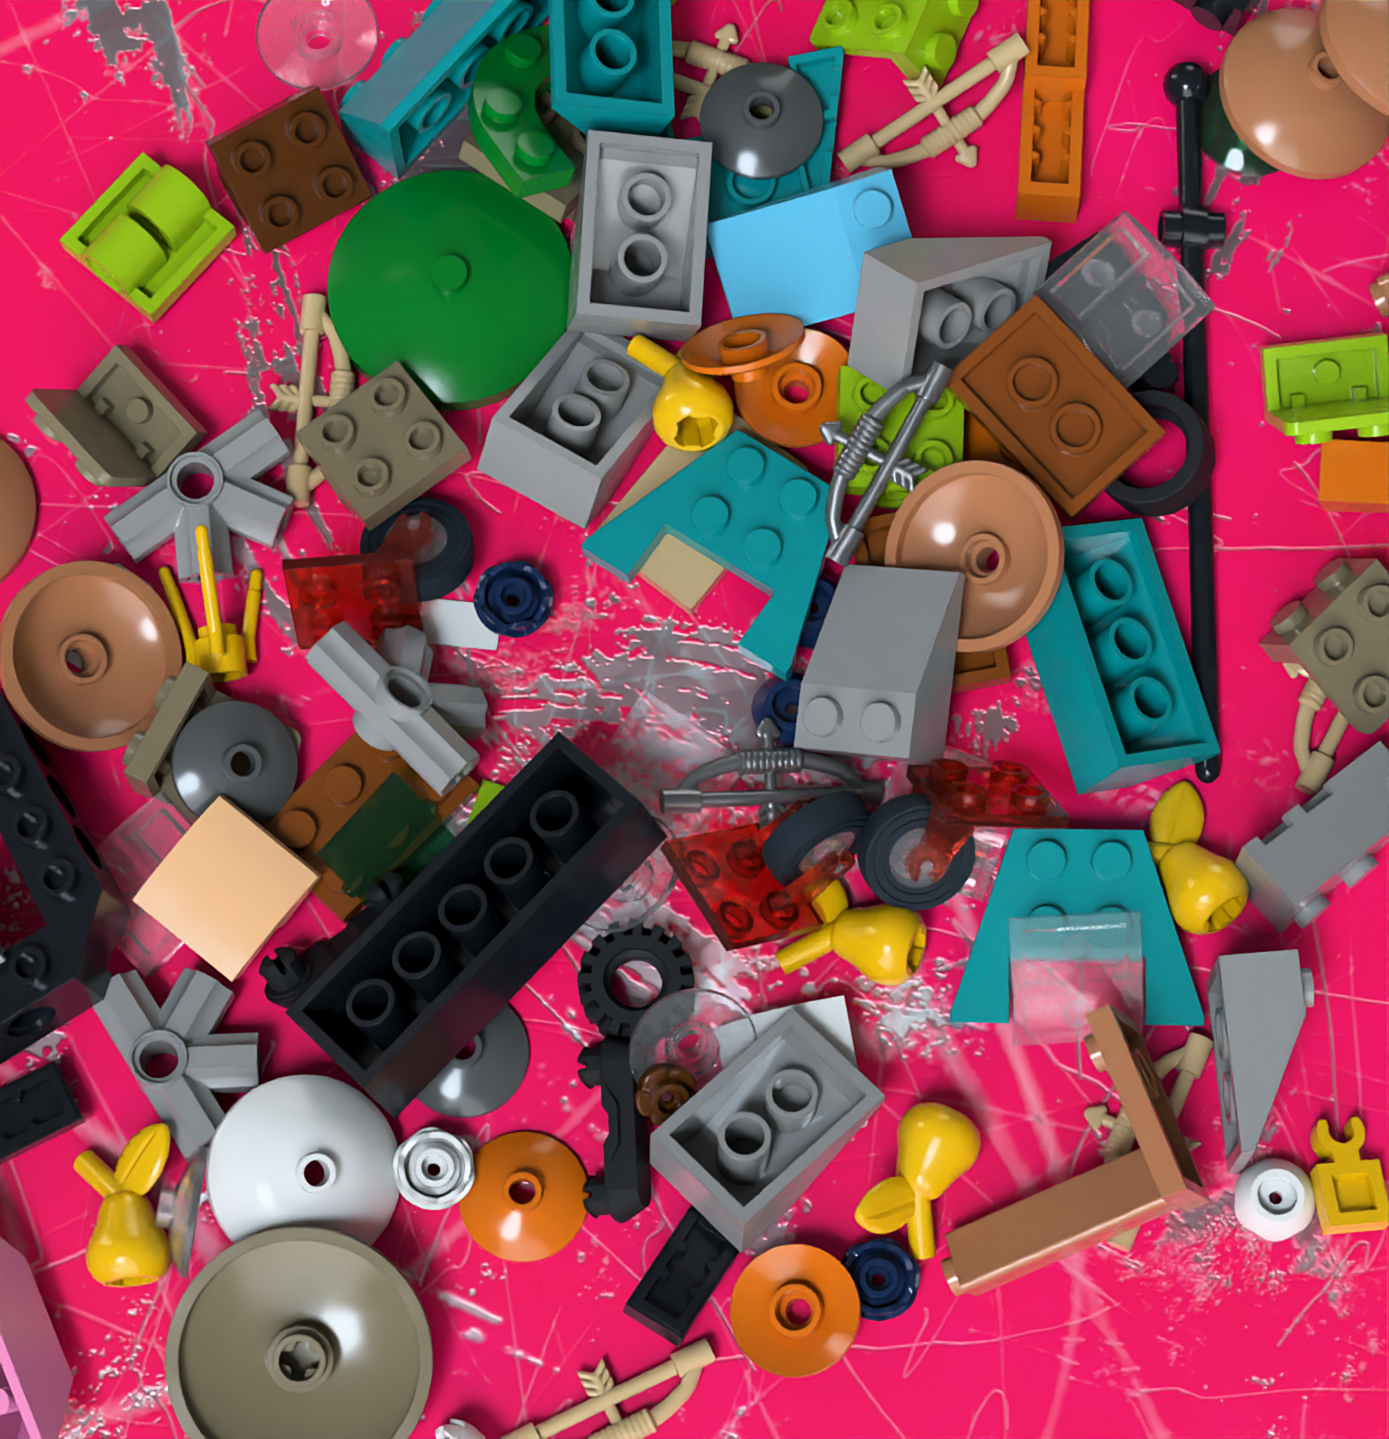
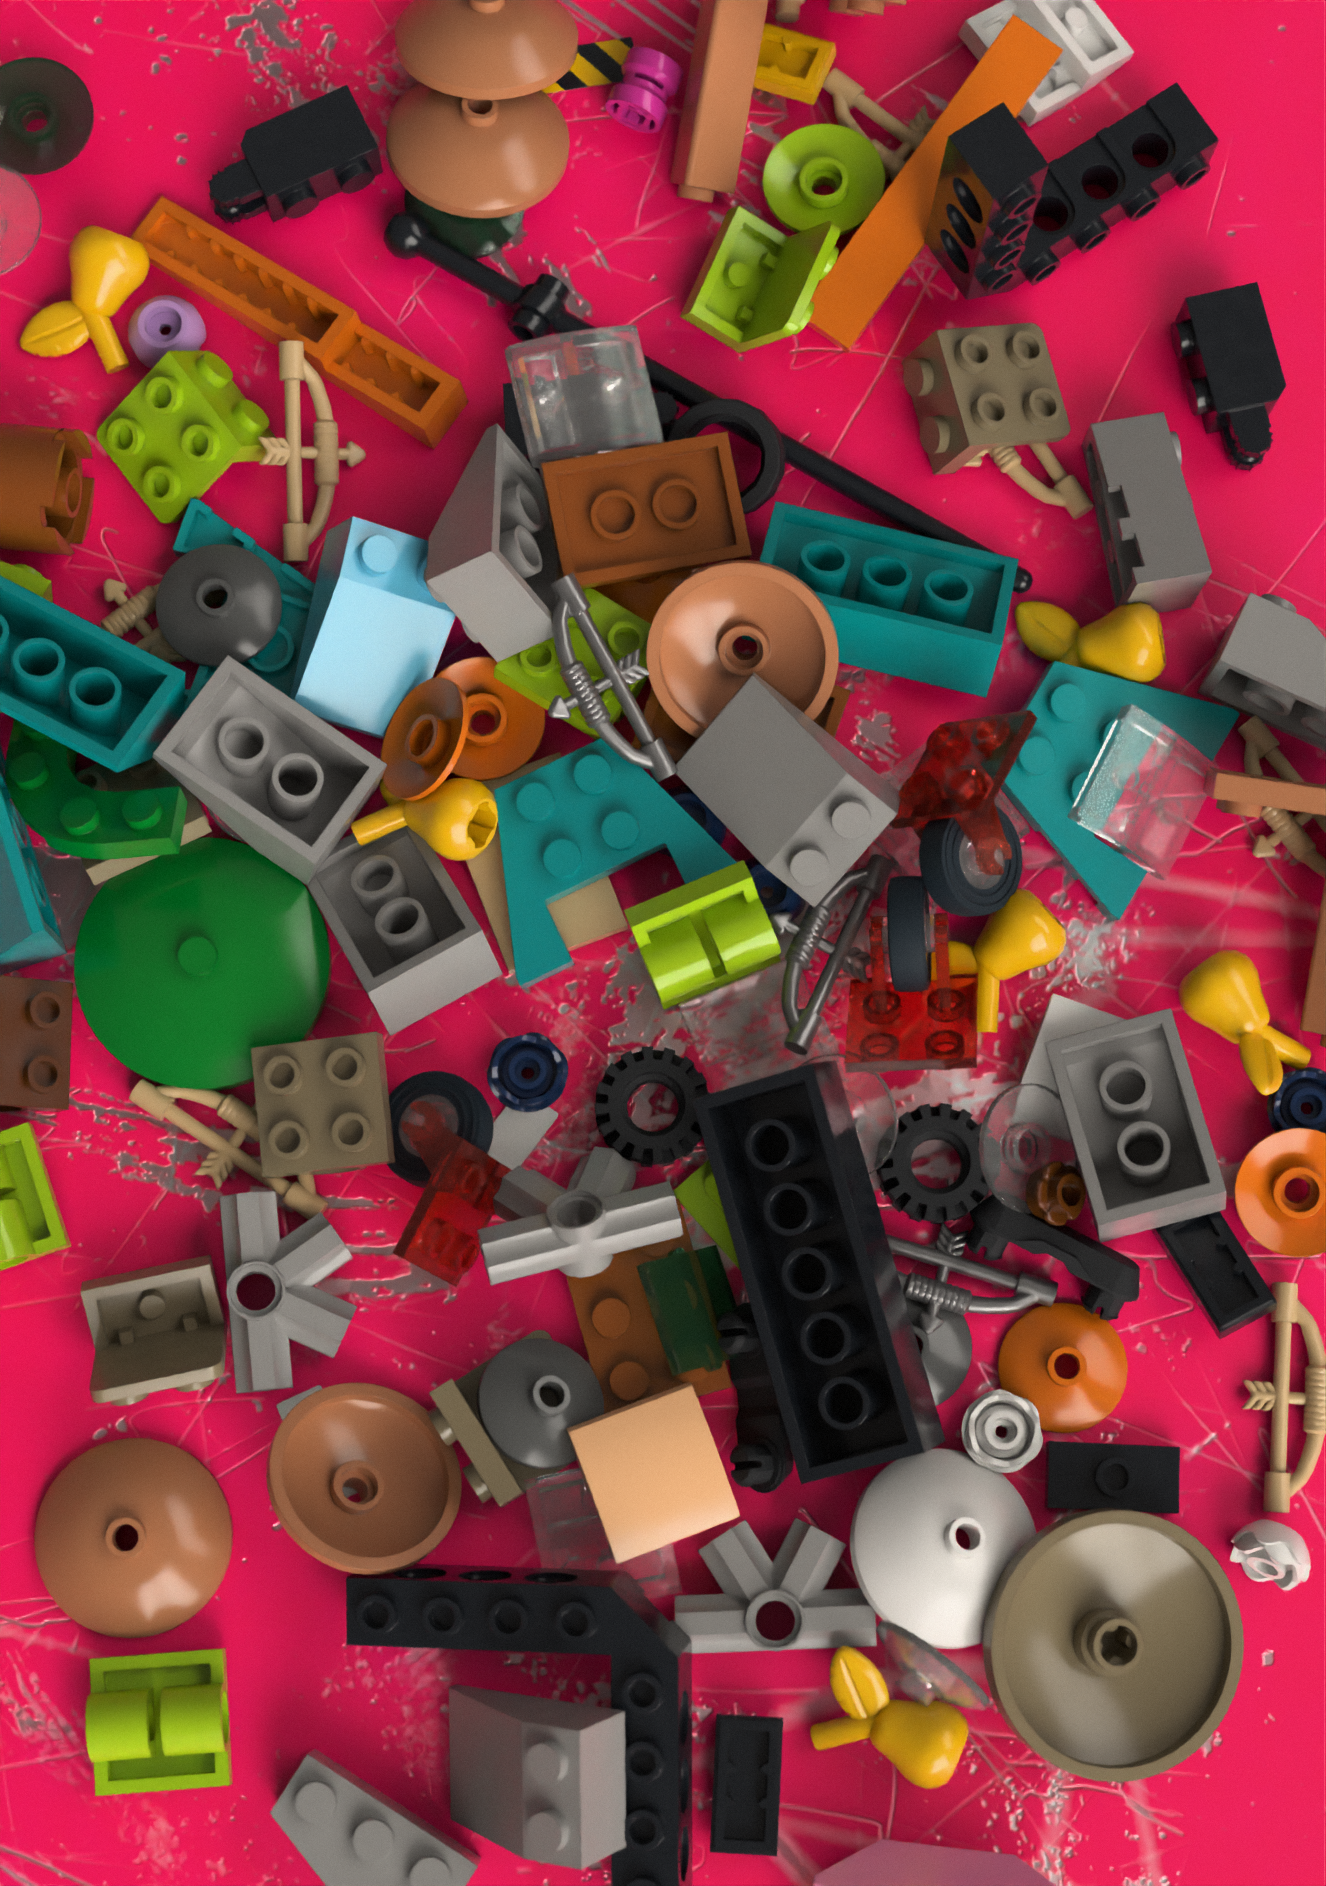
camera: 65 degrees left, 5 degrees up
(219, 646) = (419, 1357): yellow plant -> none
(450, 1290) = (1112, 1477): none -> black plate
(523, 1048) = (938, 1294): none -> flat silver piece
(532, 683) = (618, 1085): none -> black tyre
(711, 667) = (703, 934): none -> lime plate

